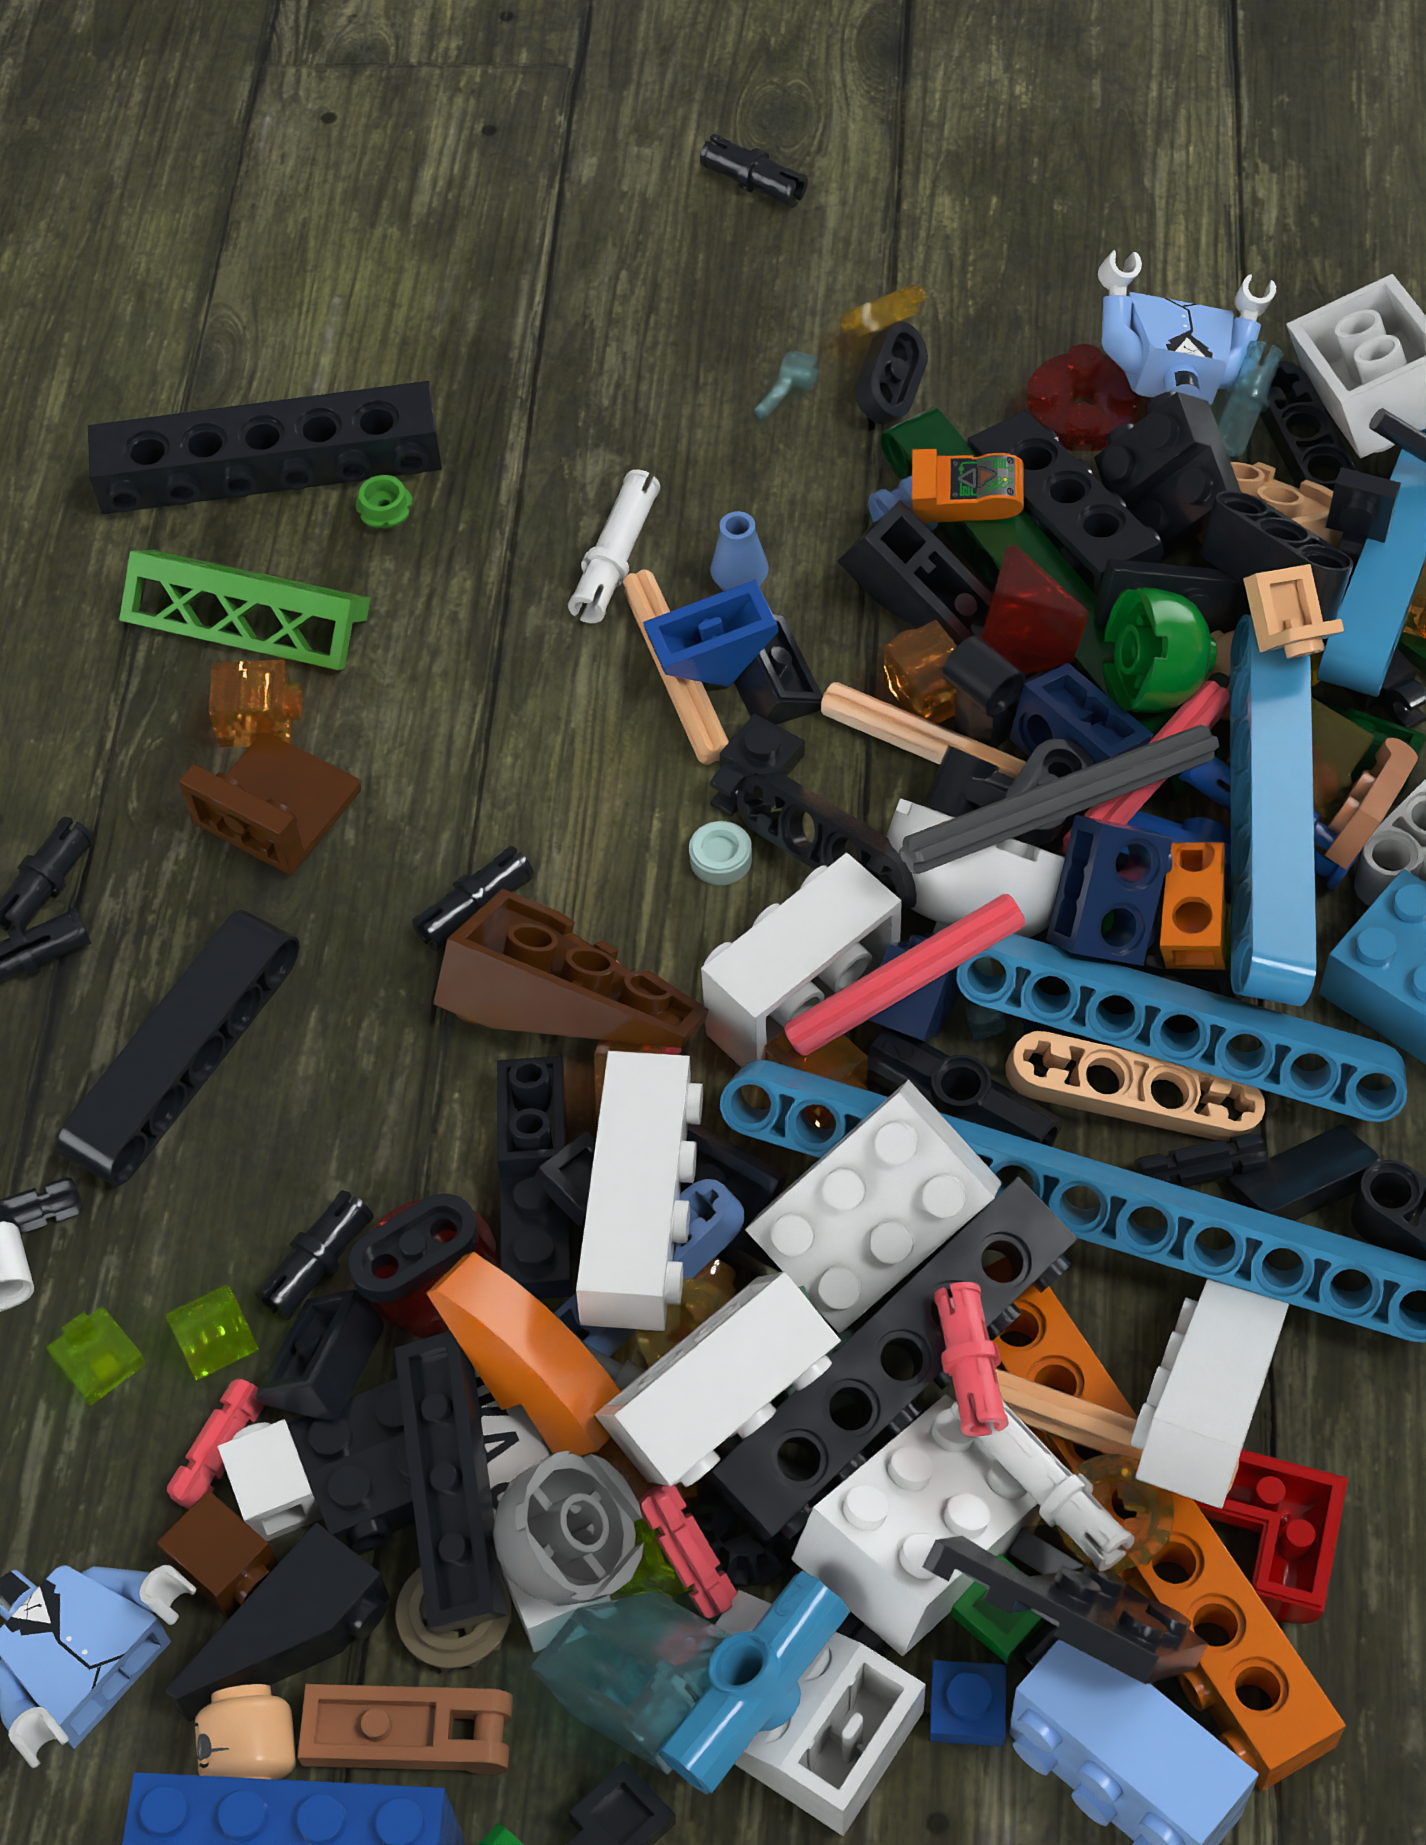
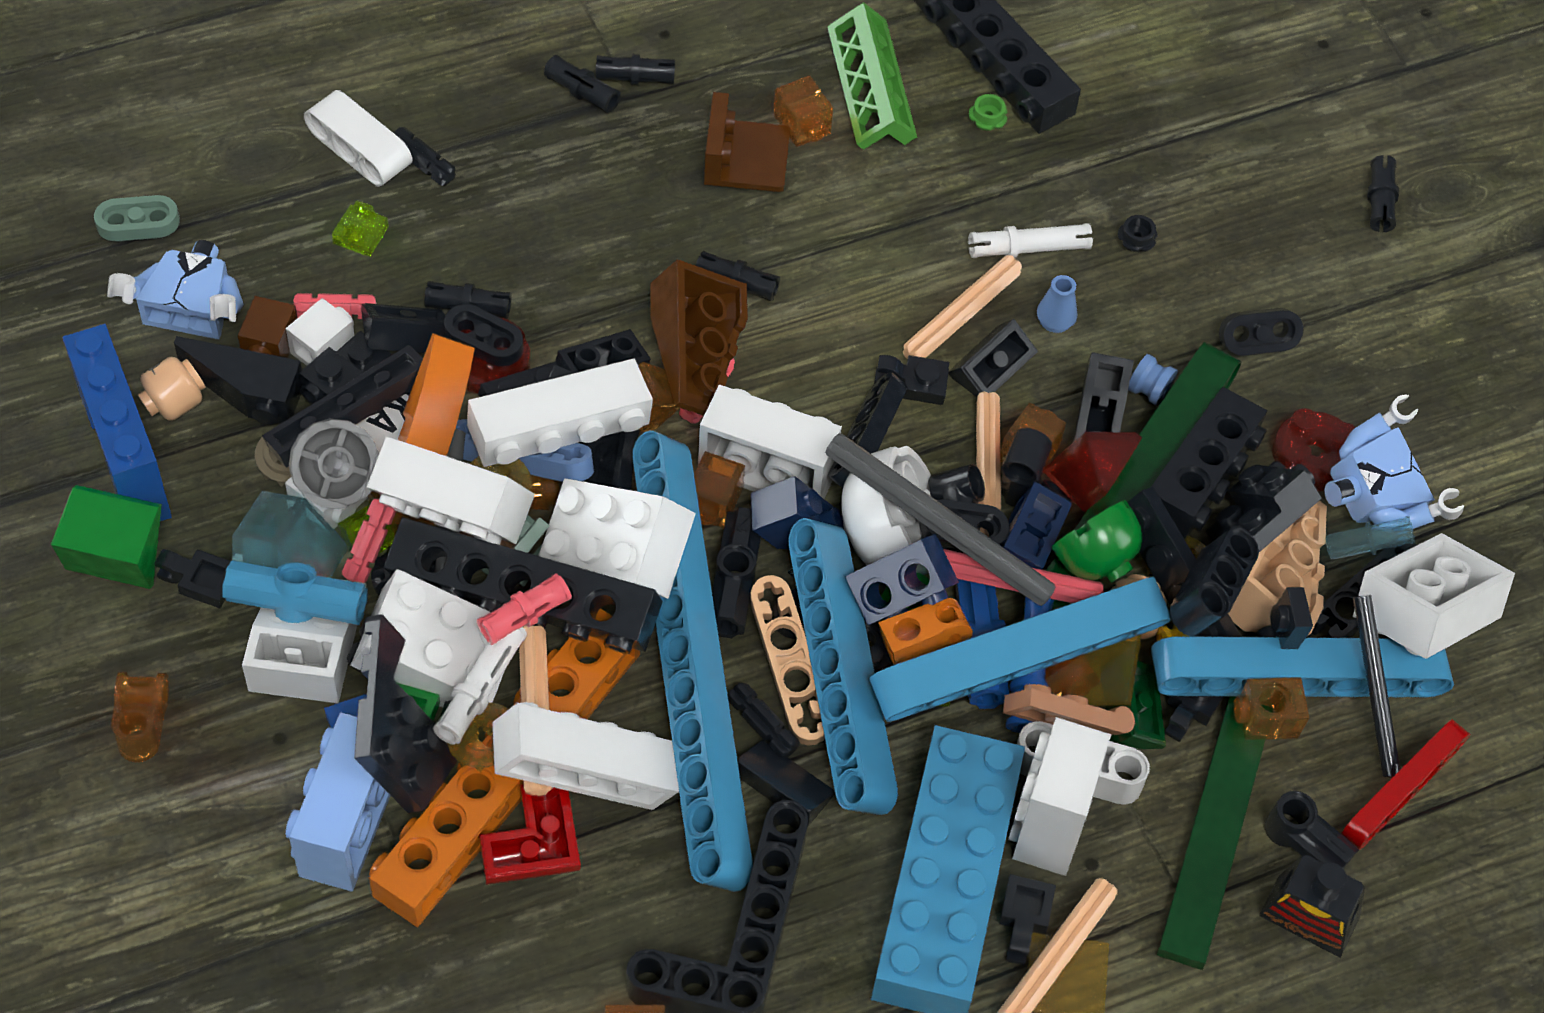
camera: 55 degrees right, 0 degrees up
(178, 1047) = (562, 179): black beam -> none
(212, 1332) = (395, 271): clear neon green tile -> none
(403, 1728) = (213, 458): nougat plate -> none
(670, 430) = (1138, 226): none -> black plate
(713, 636) = (980, 310): blue slope -> none
(720, 853) = (842, 387): light aqua tile -> none
(795, 370) = (1231, 280): clear light blue hand -> none
(883, 311) = (1305, 305): clear yellow gear -> none
(904, 974) = (776, 491): coral axle -> none
(966, 486) = (1169, 391): orange leg -> none
(1288, 612) = (1156, 591): light nougat bracket -> none

